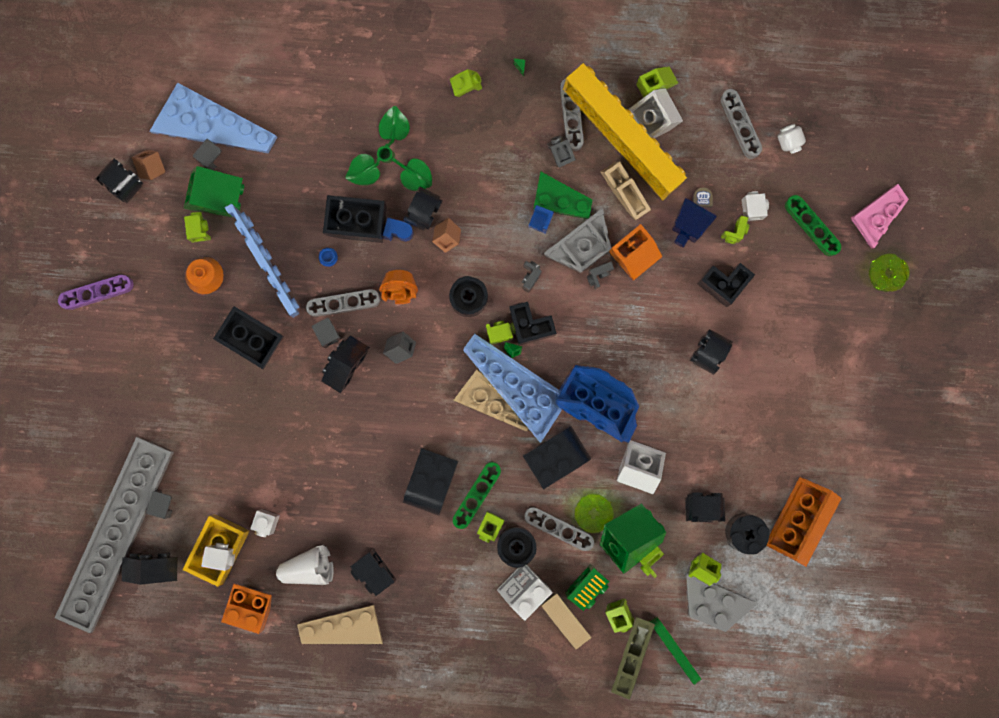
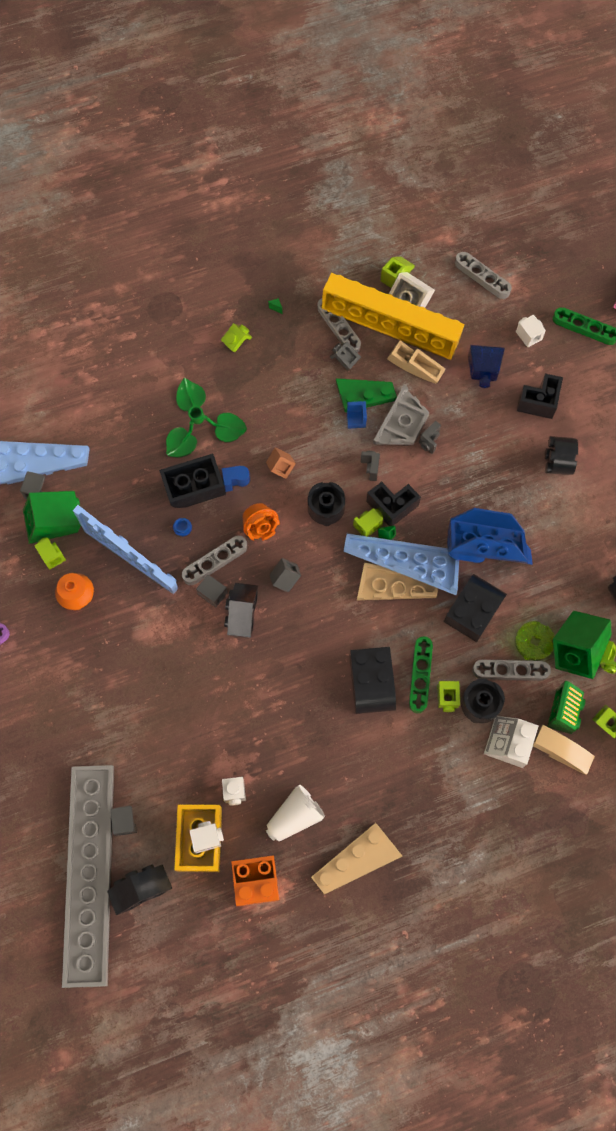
camera: 20 degrees left, 15 degrees down
(248, 337) = (141, 625): black brick -> none
(372, 571) = (360, 788): black brick -> none
(422, 208) = (250, 448): black brick -> none
(636, 252) = (452, 405): orange slope -> none
(641, 467) = (555, 581): white slope -> none
(703, 197) = (484, 340): tile -> none
(741, 229) = (528, 355): lime bracket -> none
(791, 138) = (530, 267): white head -> none

